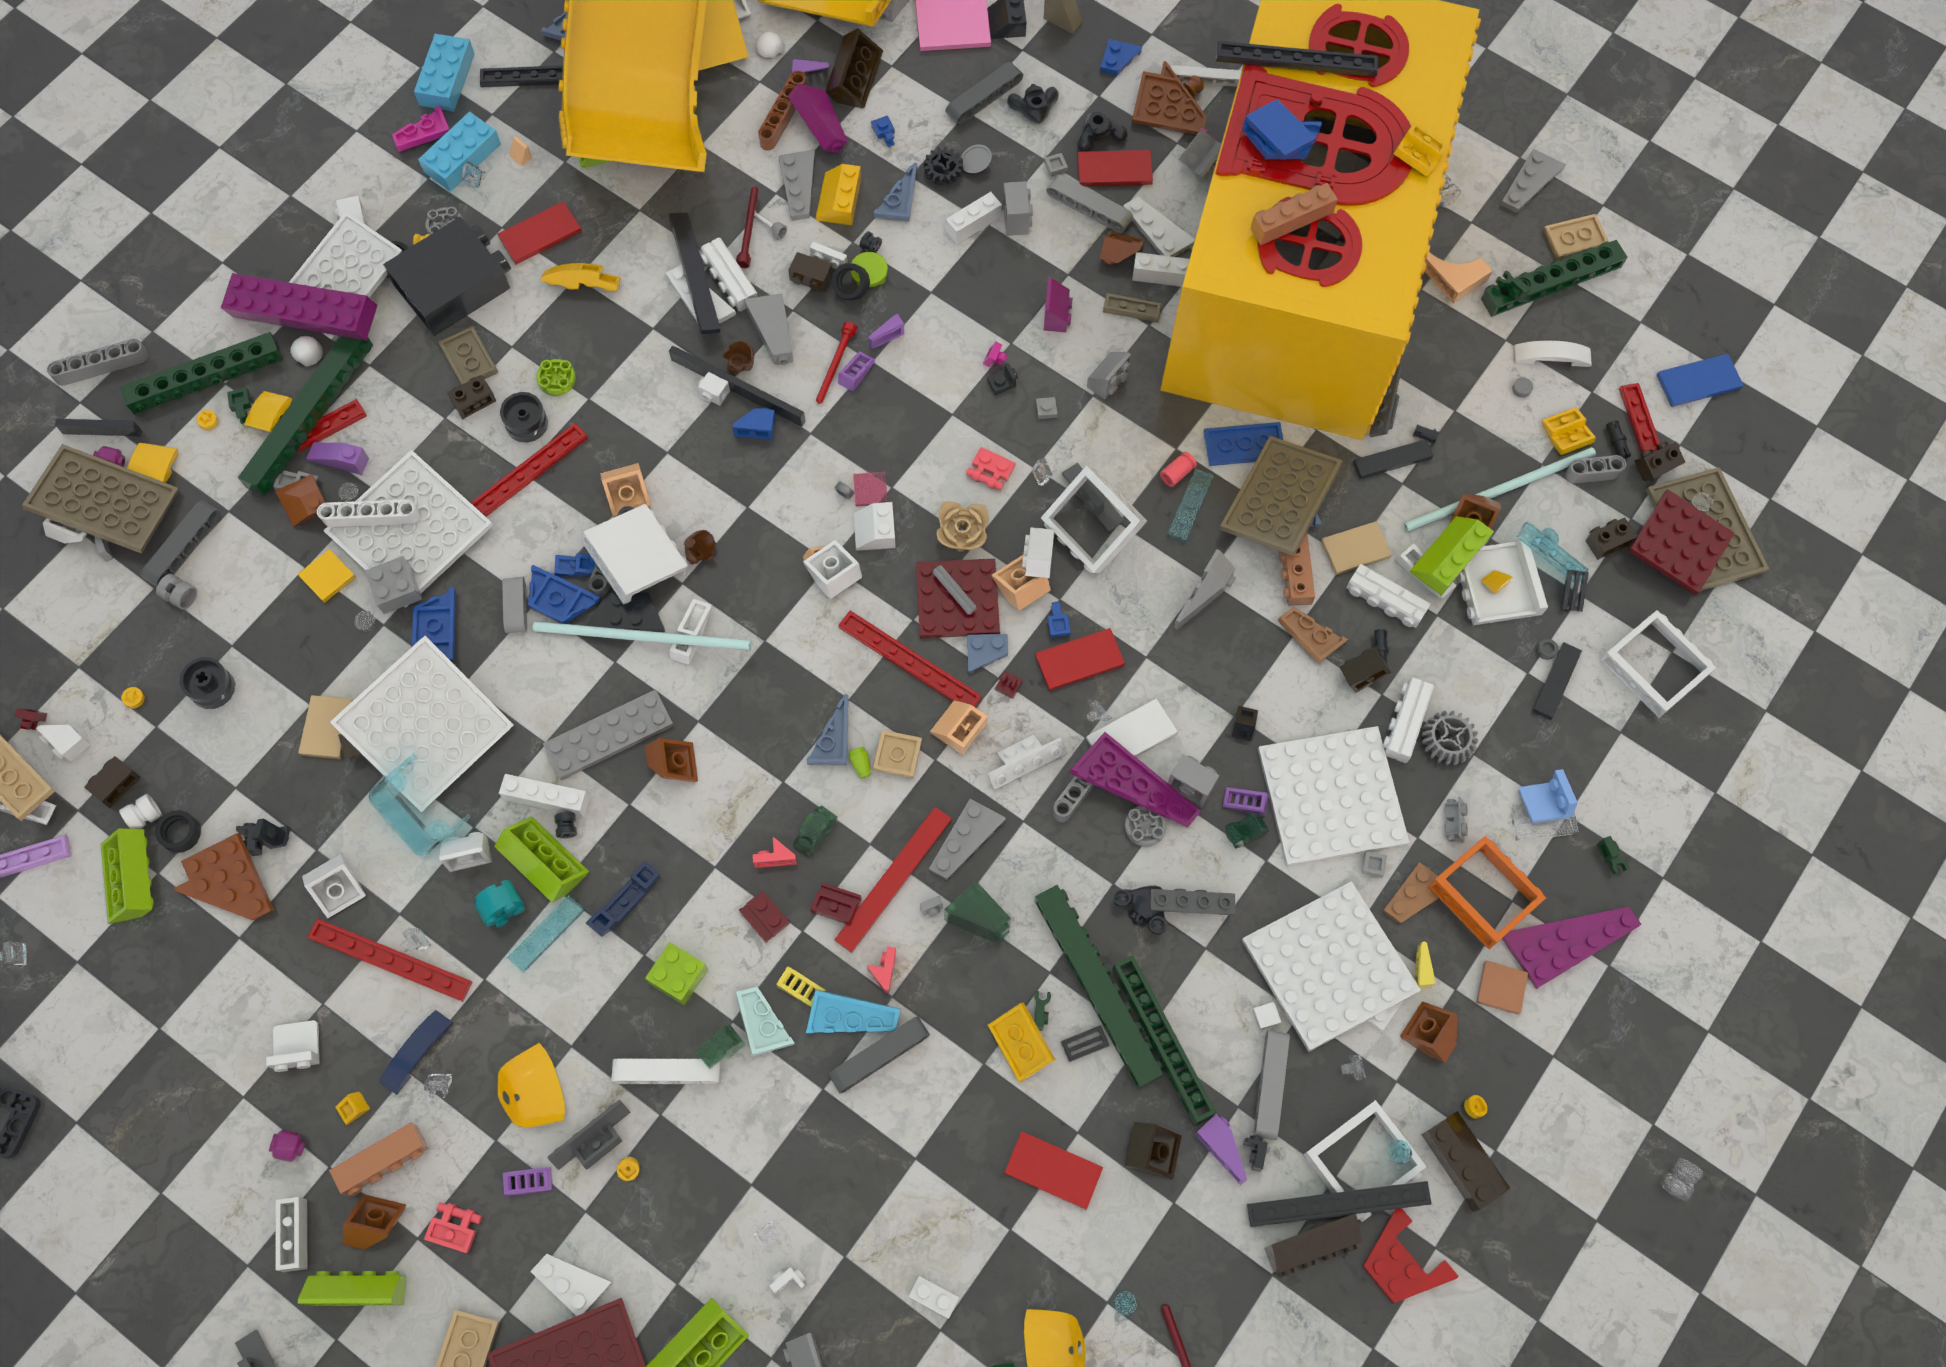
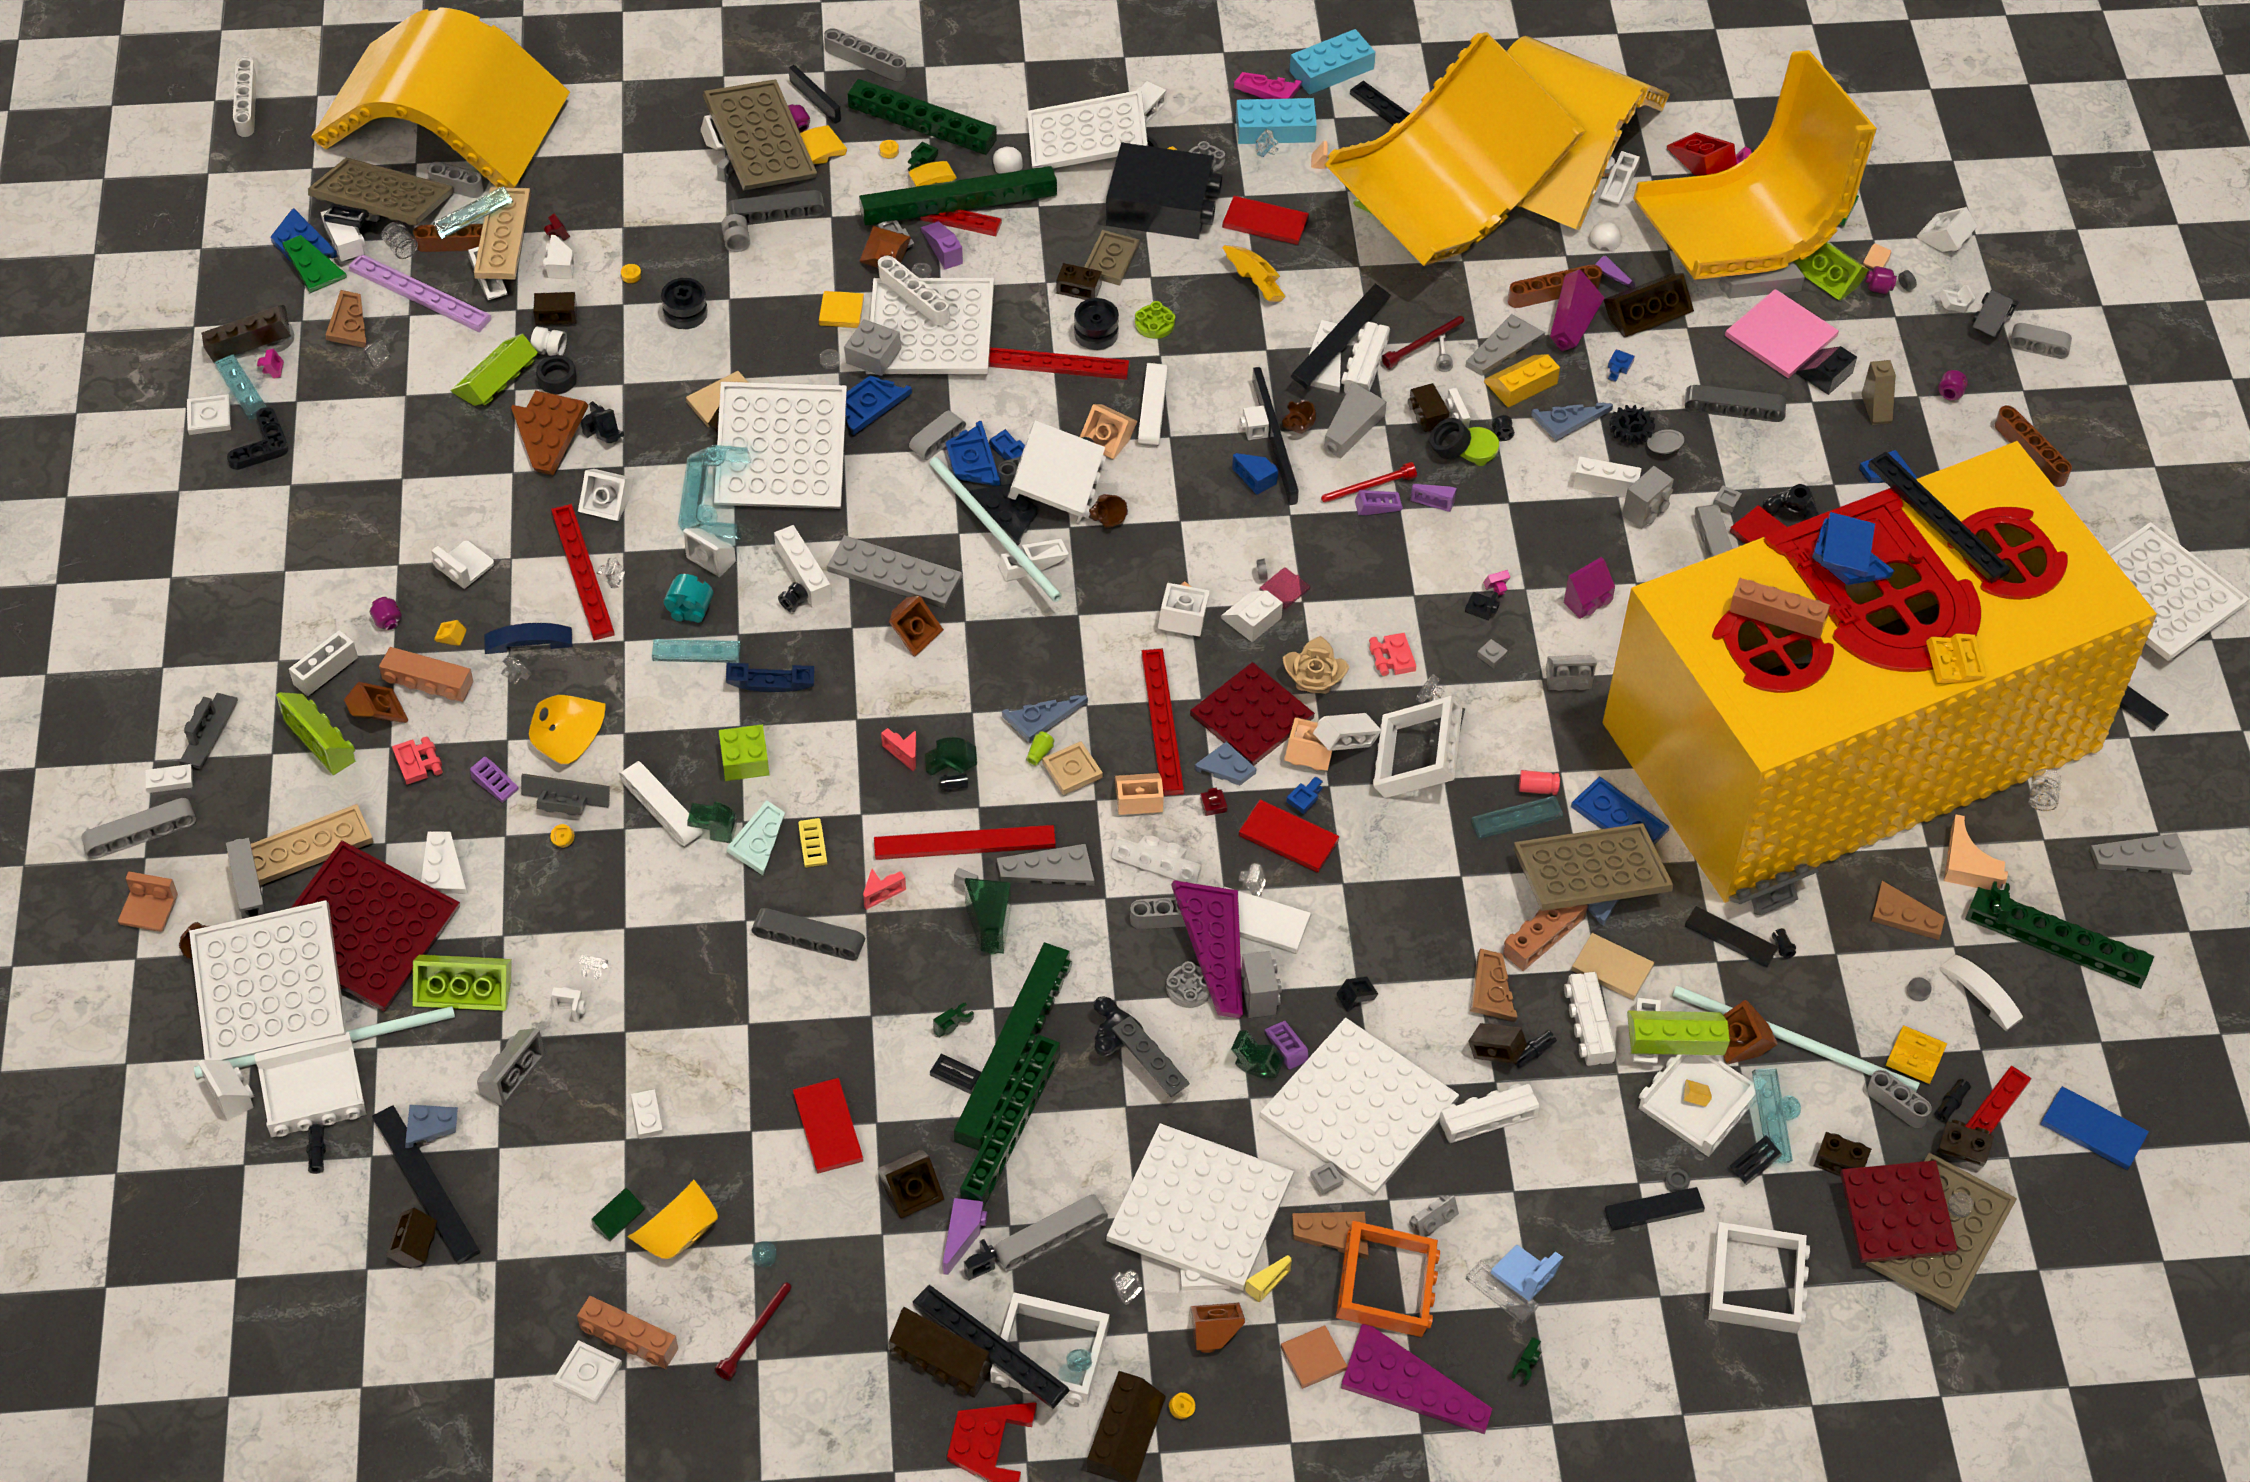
camera: 50 degrees right, 15 degrees down
(299, 306) = (1034, 125): magenta brick -> none
(541, 858) = (751, 601): lime slope -> none
(631, 439) = (1153, 403): none -> white beam
(764, 916) = (847, 779): dark red plate -> none
(835, 845) = (953, 782): none -> black pin
(835, 903) = (903, 816): dark red plate -> none
(847, 1014) = (819, 888): medium azure wing -> none
(954, 589) = (1253, 701): light grey axle -> none
(1021, 1042) = (911, 1022): yellow tile -> none
(1036, 102) = (1766, 442): black head -> none
(1215, 579) = (1454, 877): light grey wedge -> none
(1266, 1015) = (1109, 1190): white tile -> none
(1455, 751) = (1516, 1166): light grey gear -> none
(1460, 345) = (1905, 913): none -> medium nougat wing
(1575, 236) = (2128, 926): tan tile -> none

